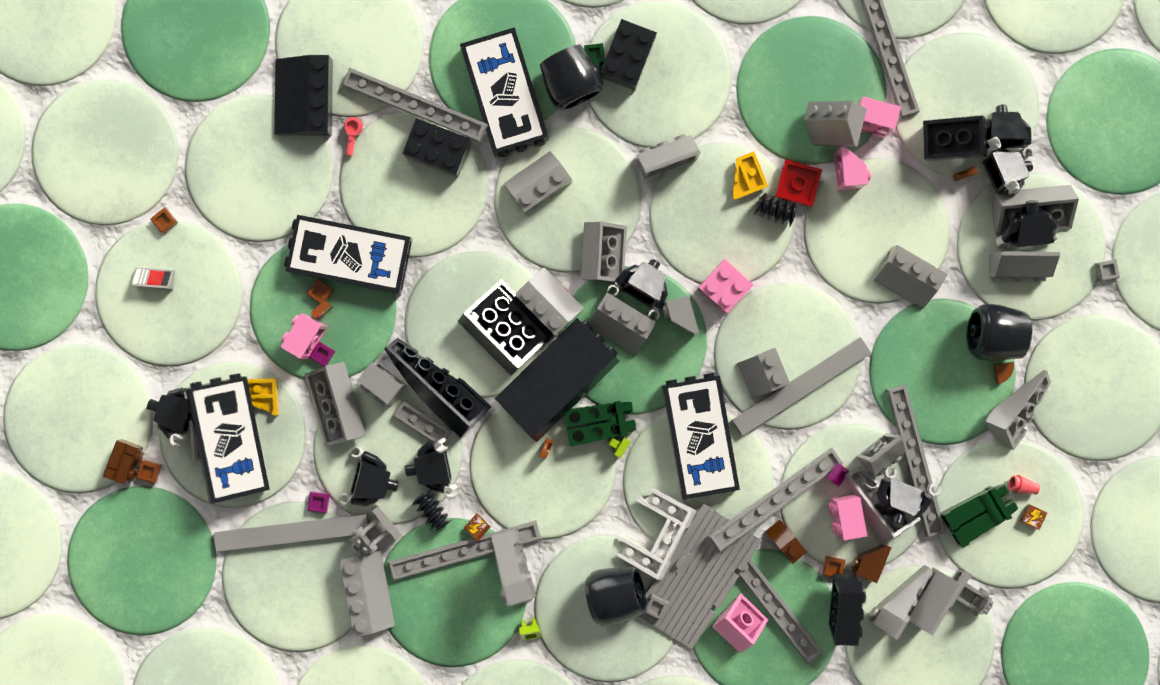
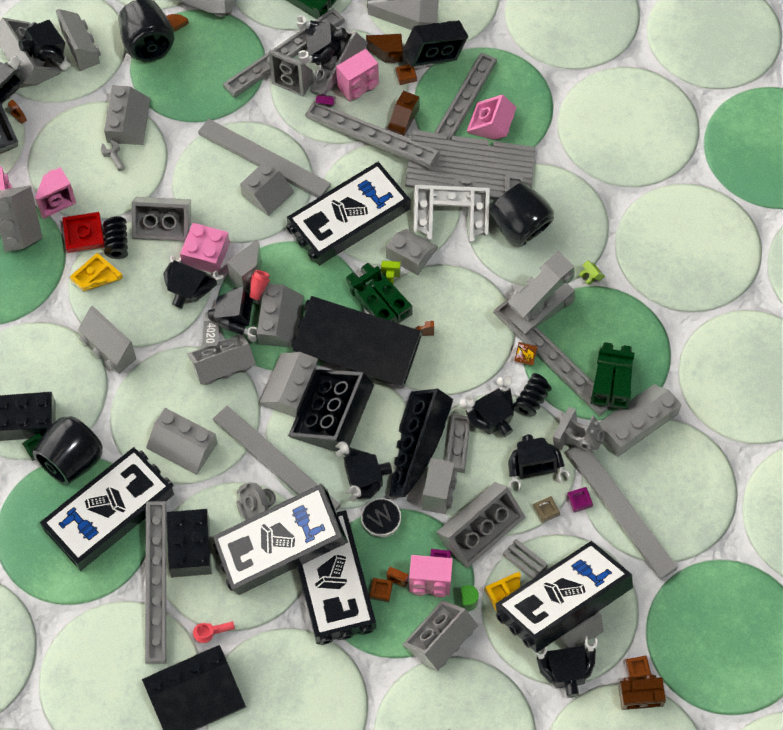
camera: 115 degrees left, 25 degrees down
(253, 320) = (440, 635): none -> light grey slope
(272, 432) = (512, 548): none -> light grey tile
(273, 361) = (469, 597): none -> bright green brick
(323, 468) = (546, 509): none -> dark tan tile
(384, 322) = (381, 518): none -> black tile
(395, 223) = (279, 539): none -> brick
(414, 592) = (611, 362): none -> dark green hips
(429, 325) = (362, 471): none -> black torso
(446, 217) = (254, 500): none -> light grey tile
(480, 256) = (265, 452): none -> light grey tile
(634, 253) = (210, 333): none -> light grey sticker
(634, 477) = (410, 250): none -> light grey slope
(655, 316) = (258, 284): none -> coral cone
(696, 255) = (188, 282): none -> black torso
(778, 260) = (161, 218): none -> light grey slope
(873, 246) = (113, 154): none -> light grey bar

